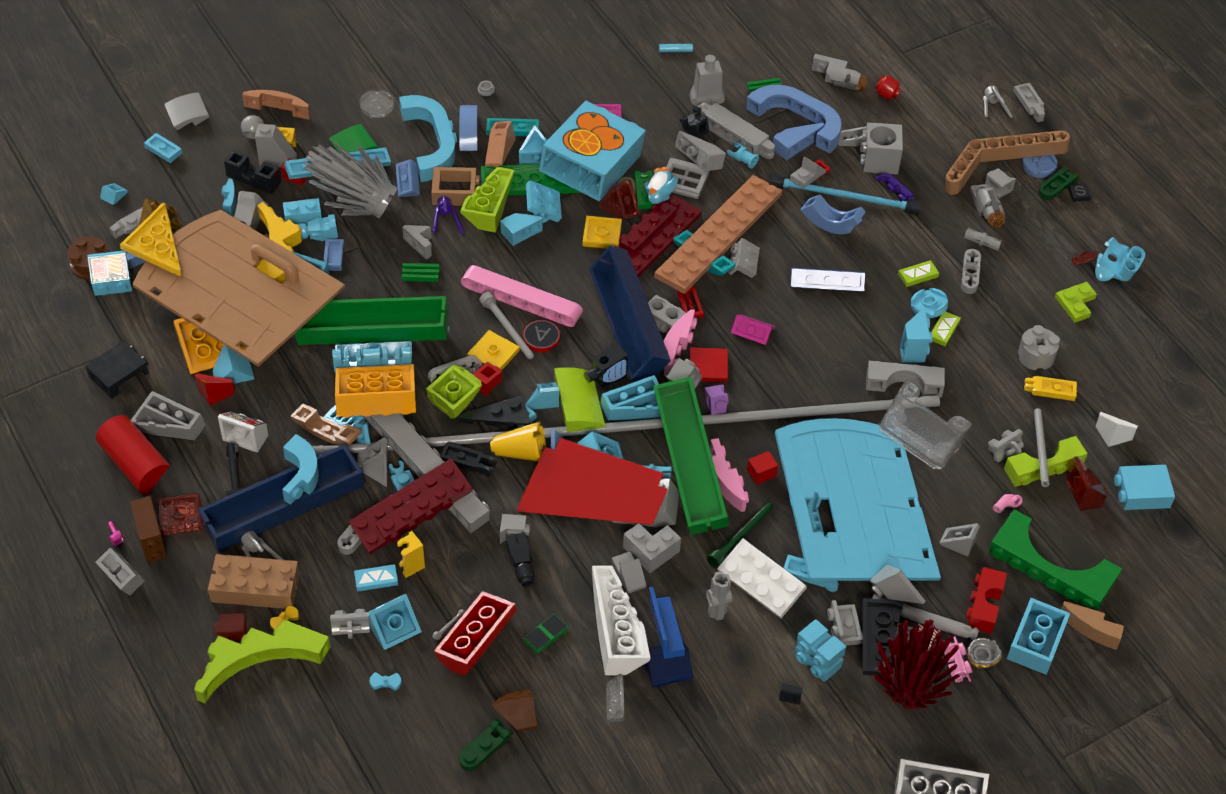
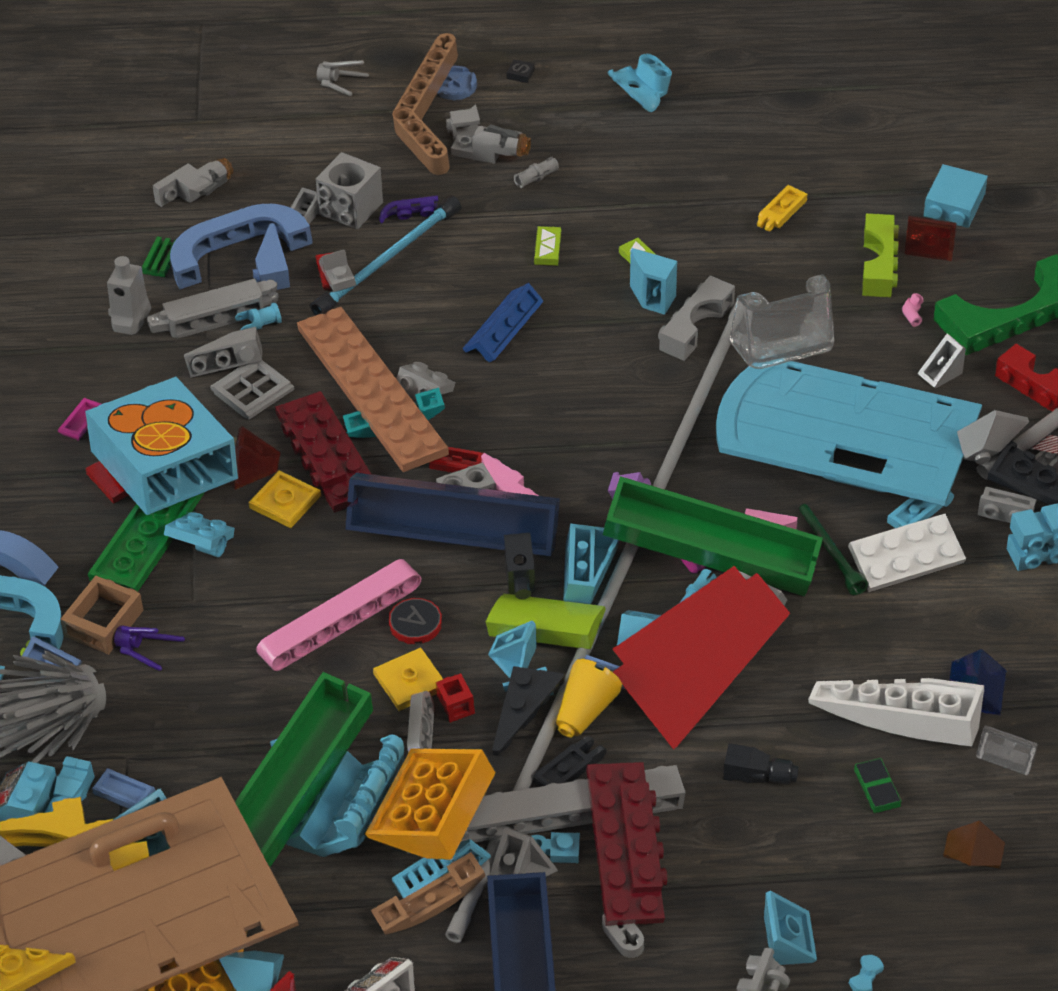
camera: 60 degrees left, 5 degrees down
(304, 457) = (508, 921): medium azure arch -> none
(376, 577) = (701, 929): medium azure tile -> none
(412, 555) = (699, 869): yellow hinge -> none
(416, 272) = (218, 705): green tile -> none
(419, 239) = (166, 688): light grey slope -> none
(437, 635) = (803, 860): light grey hinge -> none
(453, 390) = (461, 727): lime slope -> none
(474, 632) = (852, 847): red brick -> none
(484, 746) = (1009, 905): dark green plate -> none
(488, 201) = (161, 581): lime wedge -> none
(488, 300) = (325, 651): light grey piece -> none
(500, 143) = (69, 536): nougat slope -> none
(513, 525) = (707, 757): light grey window -> none
(520, 227) = (222, 574): medium azure slope -> none
(521, 126) = (43, 514): teal plate -> none
(532, 147) = (105, 504): medium azure slope -> none
(629, 572) = (836, 668): light grey slope -> none
(642, 197) = (266, 431): green plate -> none
(650, 549) = (811, 636): light grey brick -> none
(660, 185) = (265, 406): animal -> none
(666, 626) = (936, 660): blue panel -> none
(675, 48) = (26, 310): medium azure piece -> none
(685, 369) = (584, 499): light grey brick -> none
(695, 123) = (173, 340): black piece -> none
(711, 363) = (564, 480): red tile -> none
(719, 595) = (929, 589): light grey piece -> none
(752, 329) = (538, 417): dark pink panel -> none
(762, 467) = (751, 489): red panel -> none
(830, 219) = (423, 280): medium blue arch -> none
(888, 87) = (249, 150): red head -> none
(932, 301) = (599, 253): medium azure tile -> none
(968, 276) = (588, 208): light grey beam -> none
(1009, 445) = (848, 271): light grey hips -> none
(1030, 101) = (360, 48): light grey hinge -> none
(1038, 348) = (724, 193): light grey brick -> none
(1041, 447) = (865, 246): light grey piece -> none
(1057, 183) = (497, 81): dark green plate -> none
(1073, 301) = (668, 143): lime plate -> none
(1084, 257) = (619, 105): clear red tile -> none
(1114, 429) = (865, 186): white slope -> none

